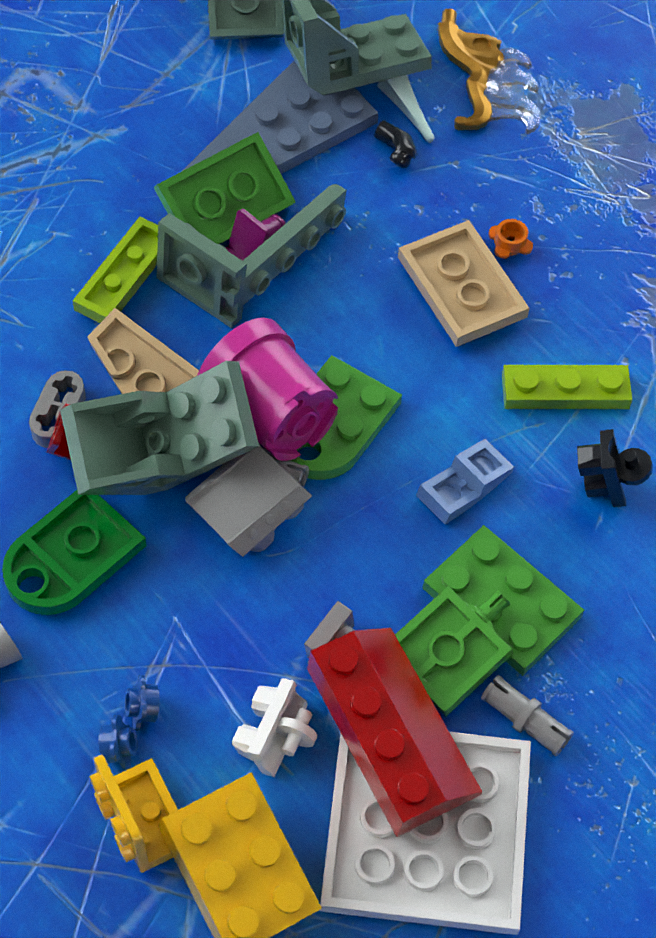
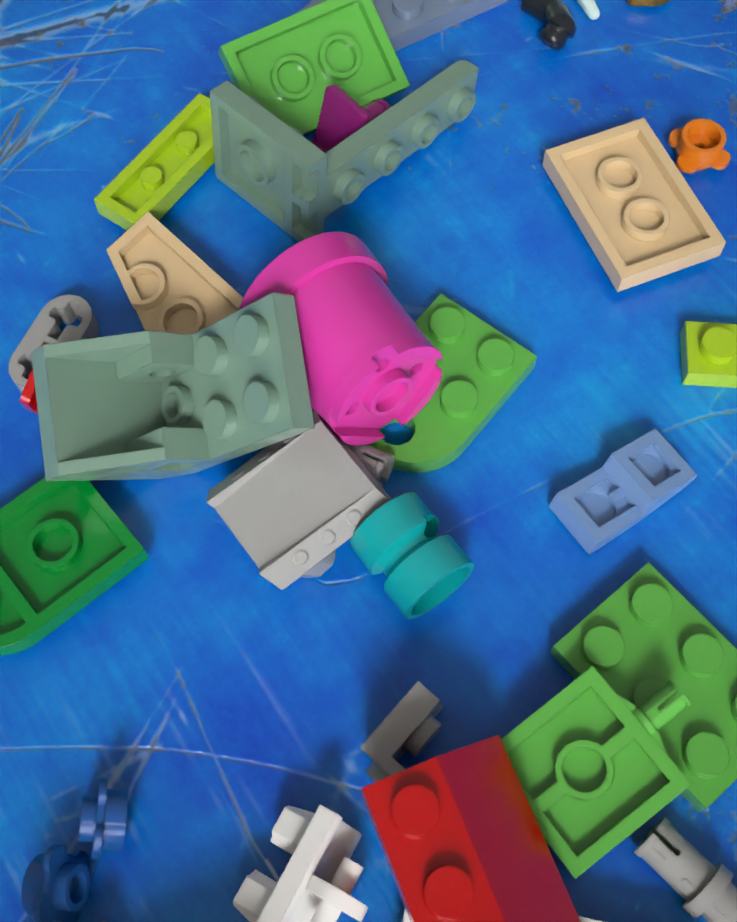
camera: 10 degrees right, 5 degrees up
(328, 531) = (406, 548): none -> teal wheel

